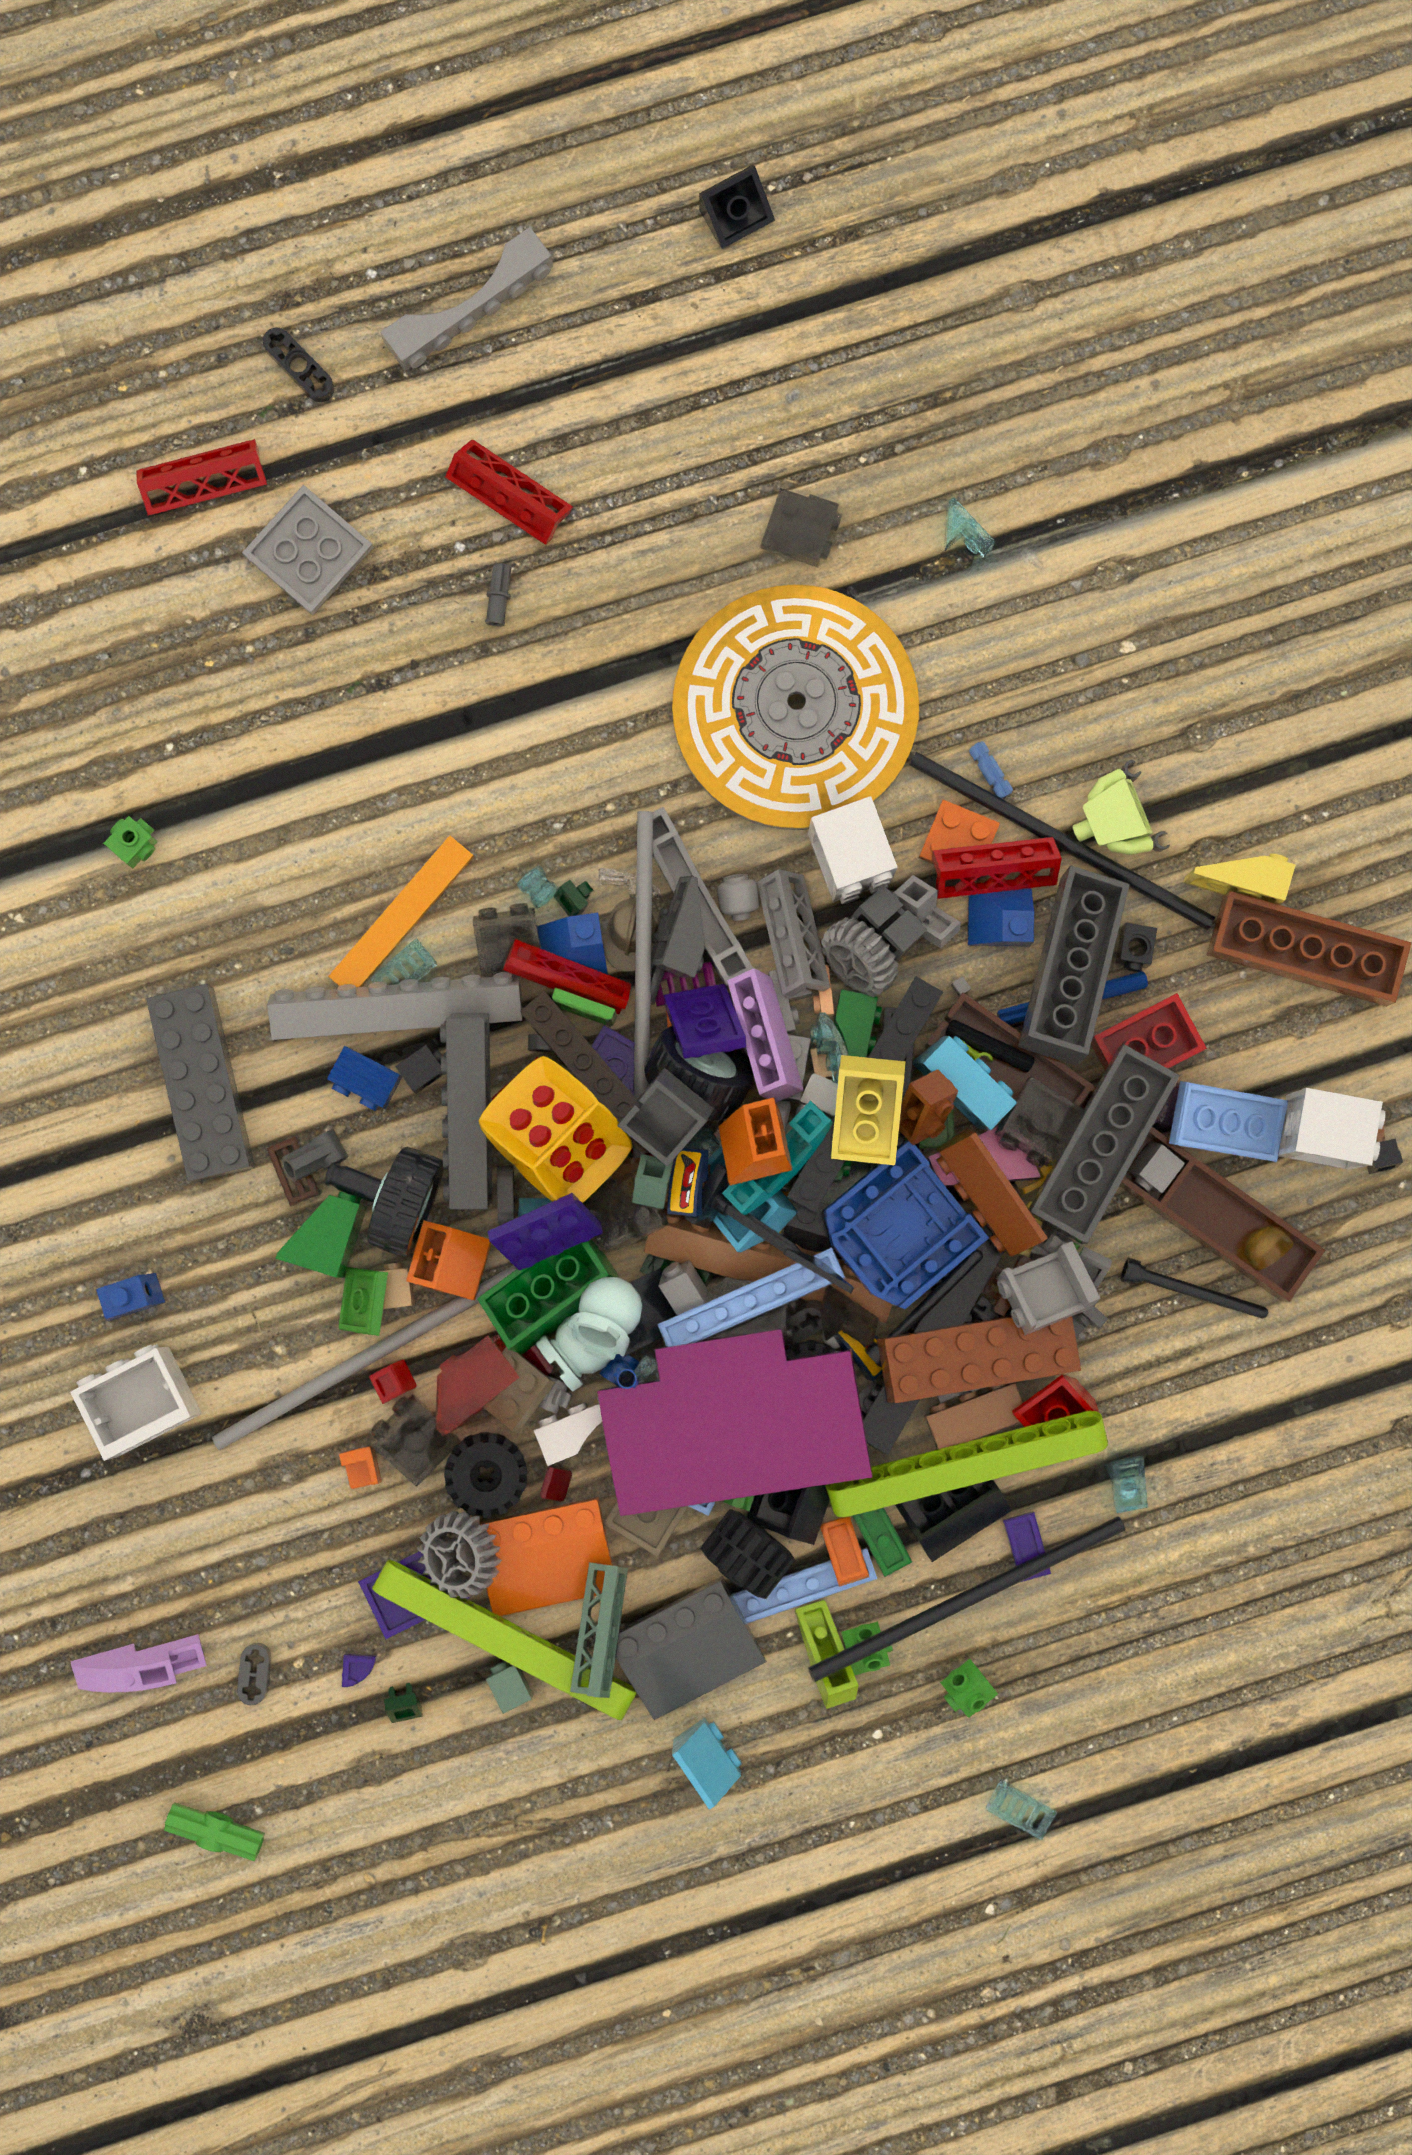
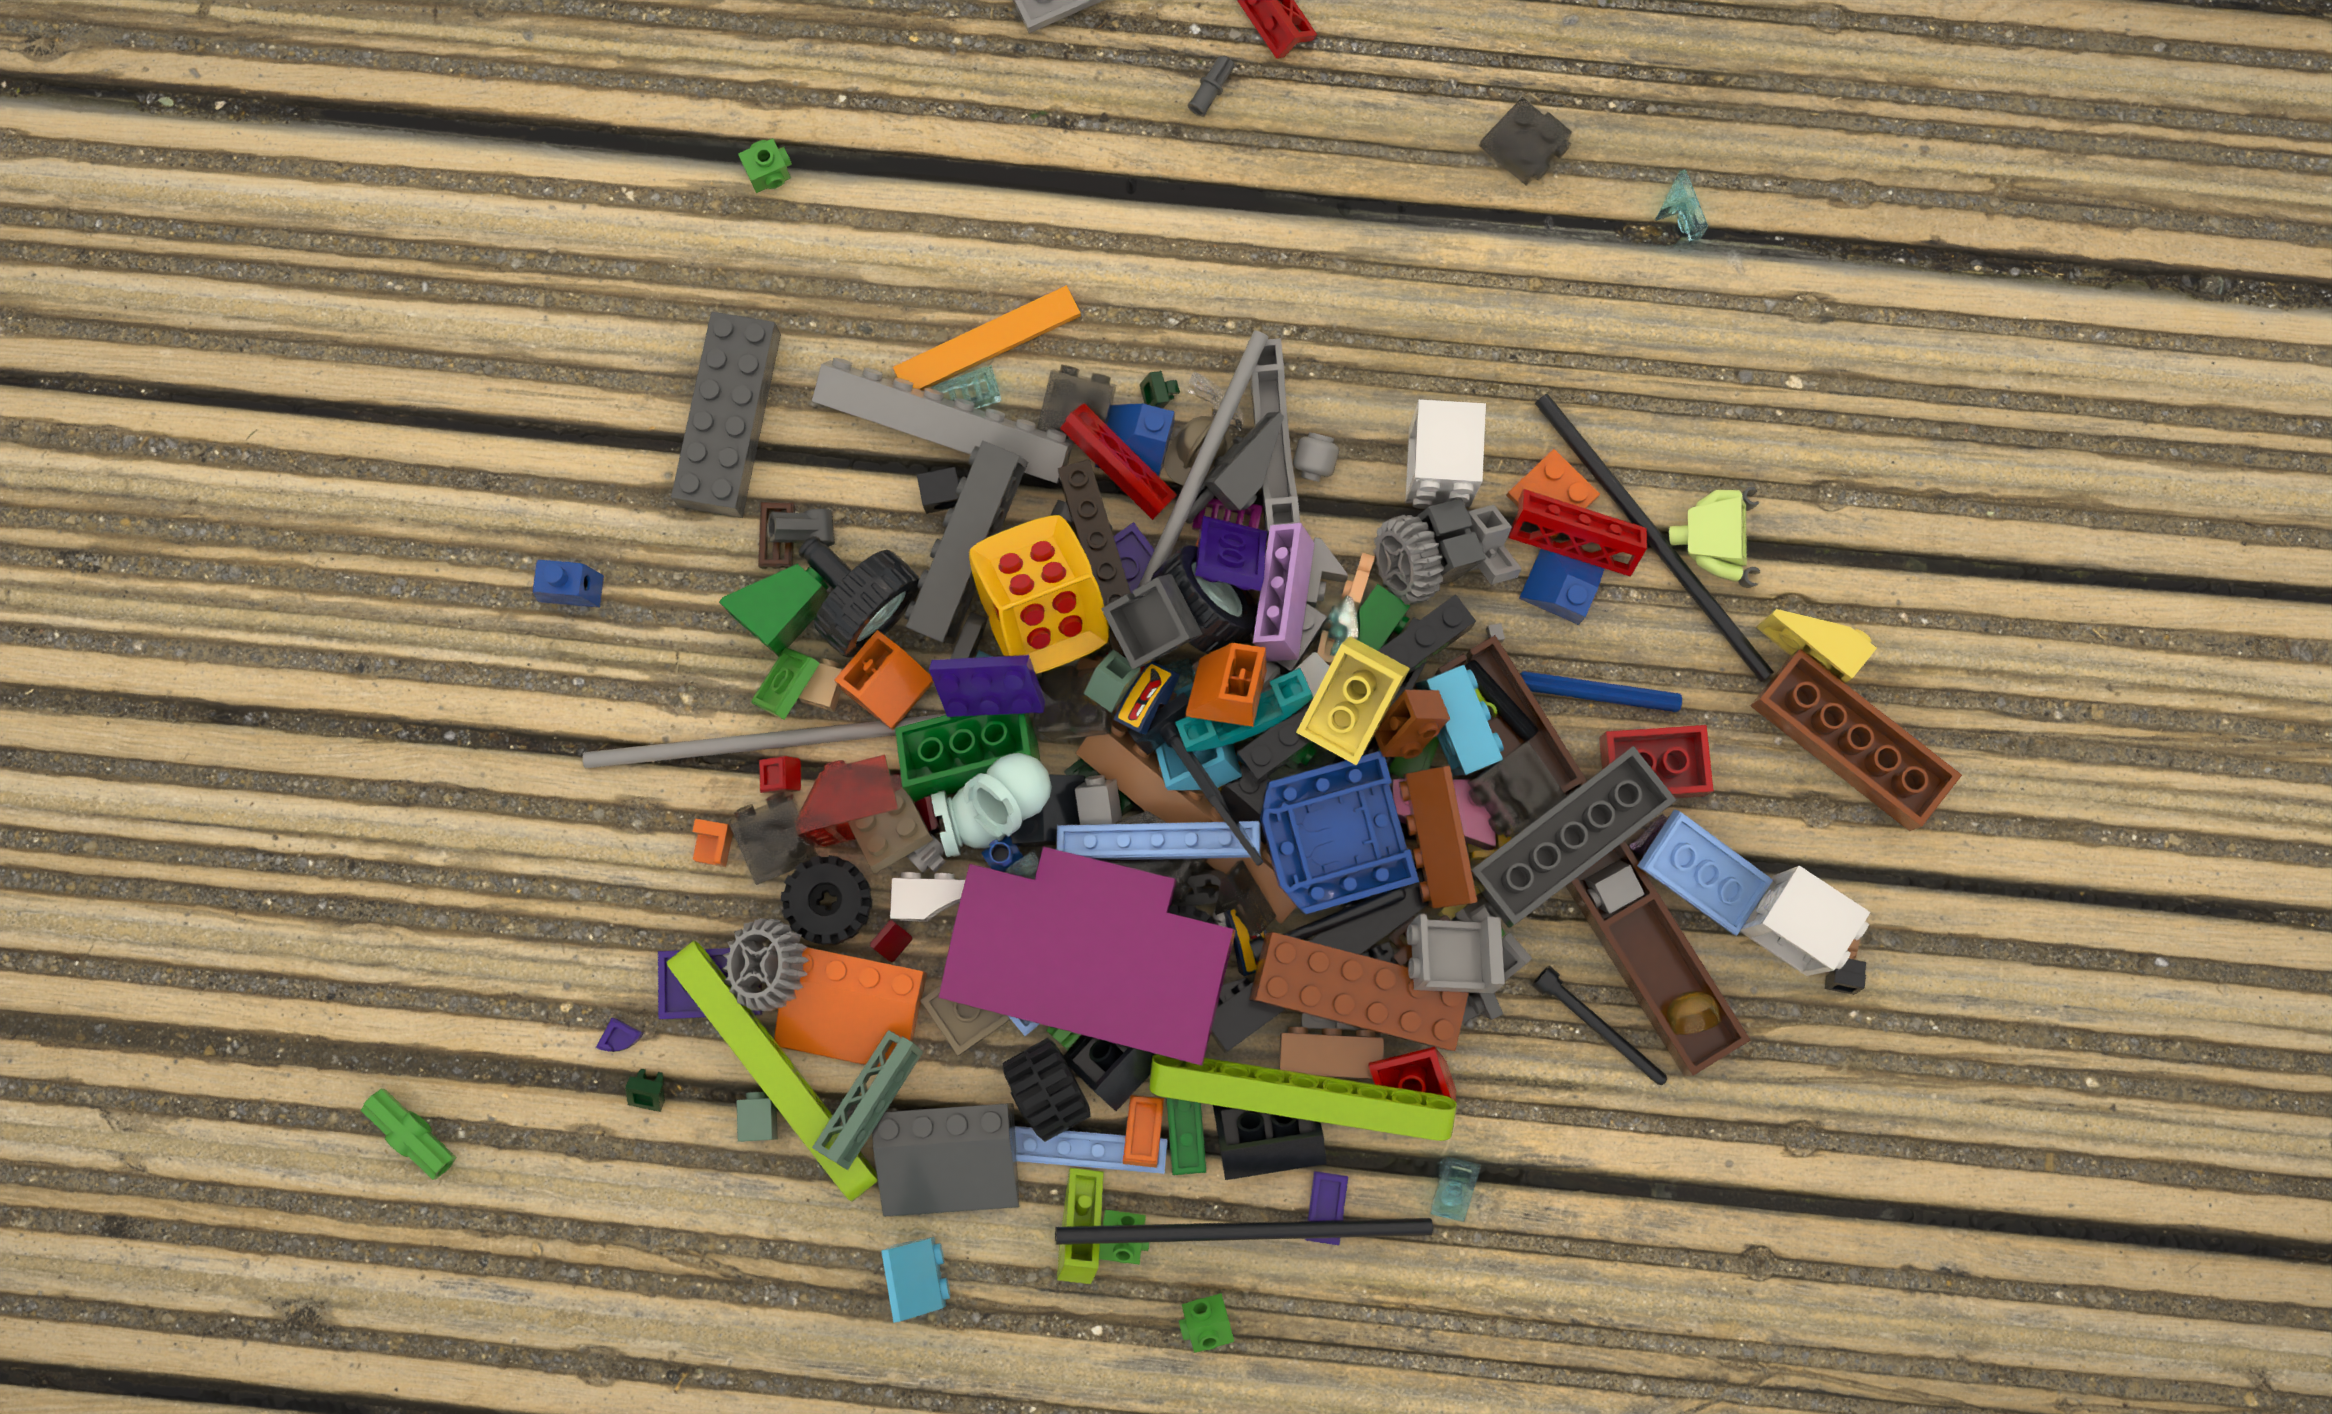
camera: 25 degrees right, 5 degrees down
(135, 1401) = (525, 684): white container -> none
(140, 1670) = (409, 943): lavender slope -> none
(246, 1673) = (511, 994): dark grey beam -> none
(364, 1078) = (883, 475): blue brick -> none
(537, 886) = (1128, 367): clear light blue wheel -> none
(584, 1007) = (1122, 496): bright green tile -> none
(782, 761) = (1401, 336): dish -> none
(787, 933) = (1350, 506): light grey fence -> none
(990, 770) = (1612, 441): medium blue axle -> none
(1074, 966) = (1615, 655): dark grey brick -> none
(1146, 937) = (1694, 657): black brick -> none

